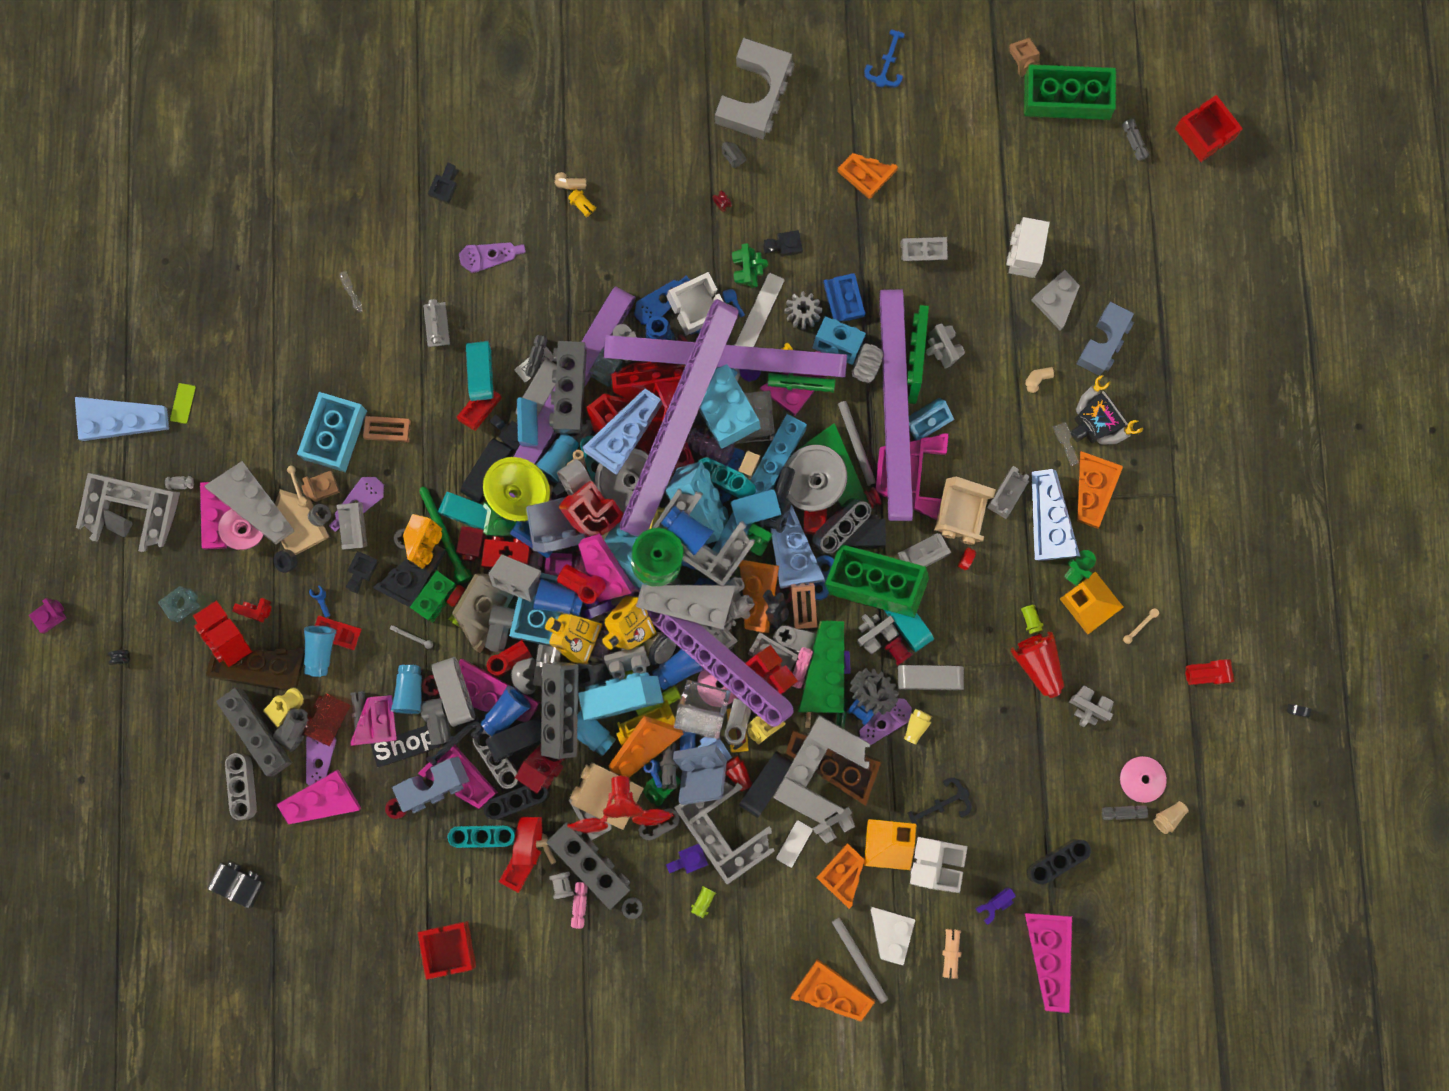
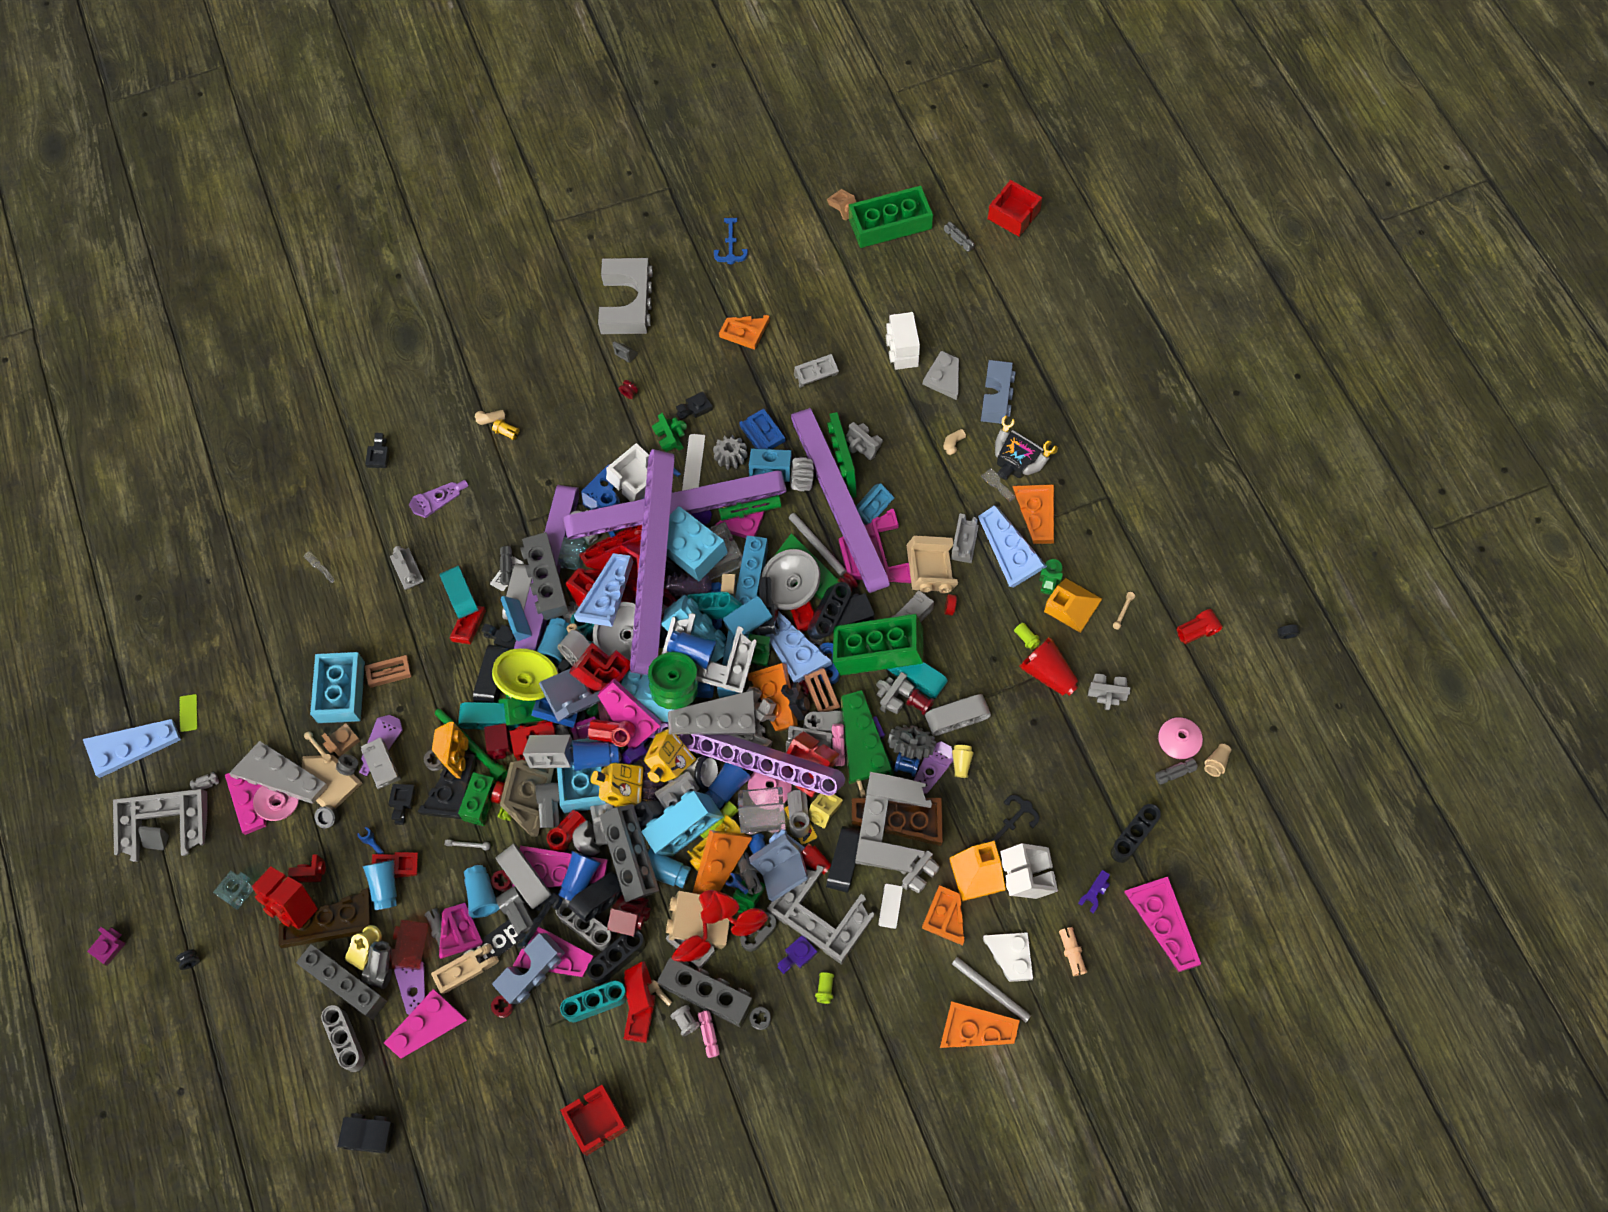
camera: 20 degrees left, 15 degrees down
(369, 760) = (463, 969): none -> tan hinge

